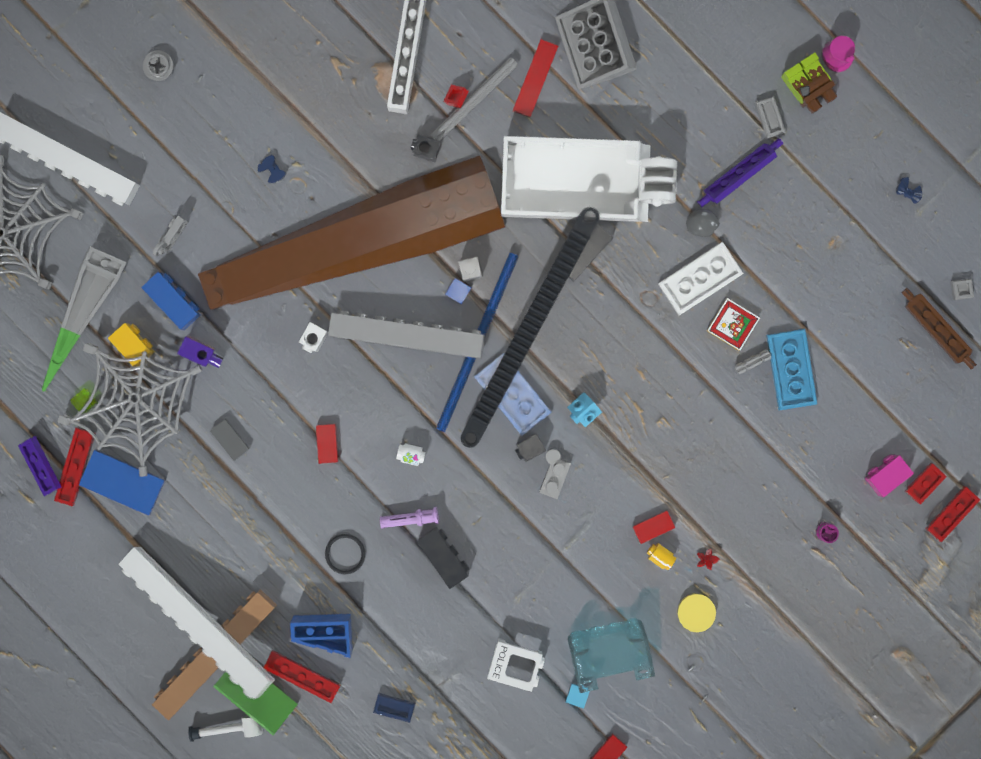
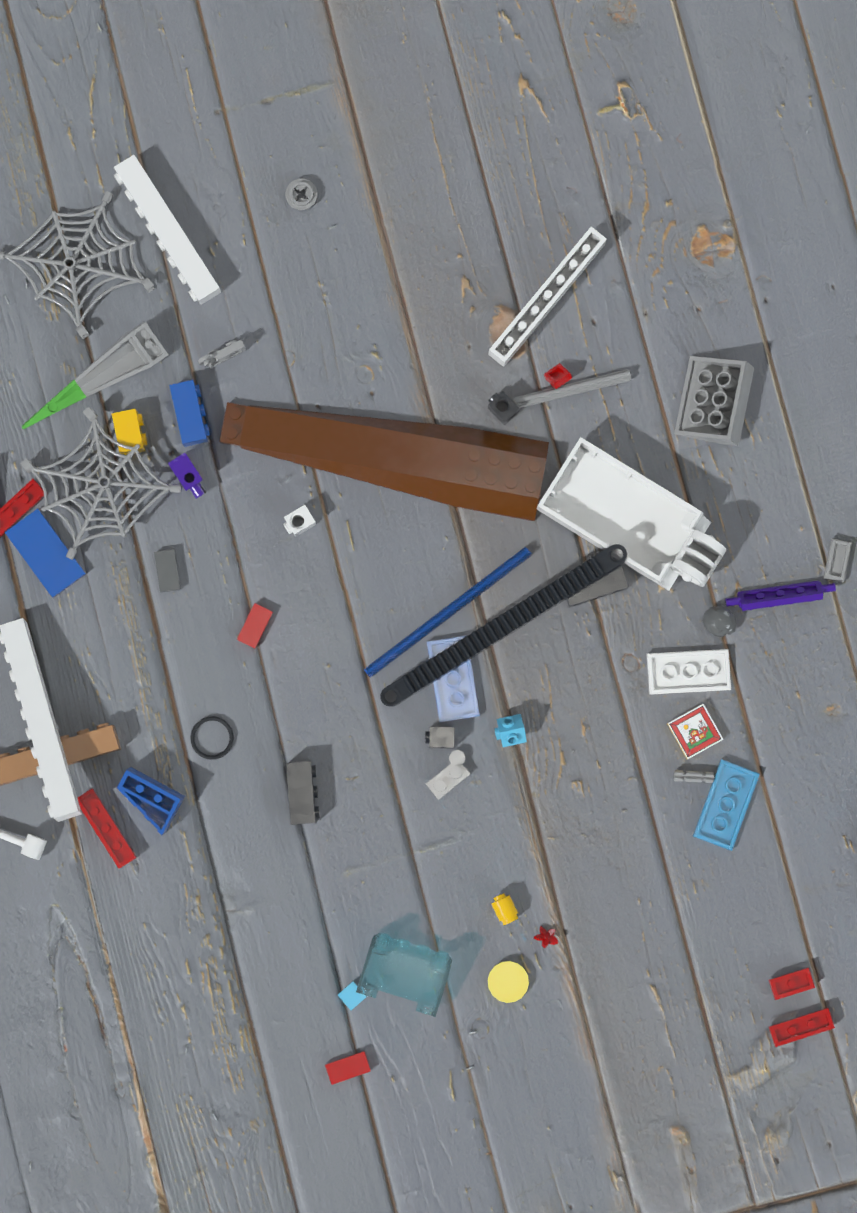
camera: 25 degrees right, 5 degrees down
(81, 399) = (54, 455): clear neon green tile -> none
(268, 710) = (57, 839): bright green tile -> none
(276, 173) = (351, 340): dark blue piece -> none
(394, 707) = (174, 908): dark blue tile -> none
(406, 335) = (387, 568): light grey brick -> none
(410, 454) = (326, 680): white brick -> none
(419, 517) = (300, 742): lavender pin -> none
(458, 291) = (457, 555): tile -> none
(470, 269) = (479, 541): light grey brick -> none
(500, 661) = (299, 920): white window -> none
(535, 78) = (640, 401): red tile -> none
(653, 527) = (513, 878): red tile -> none
(830, 534) = (675, 978): magenta wheel -> none
(888, 475) = (761, 955): dark pink brick -> none

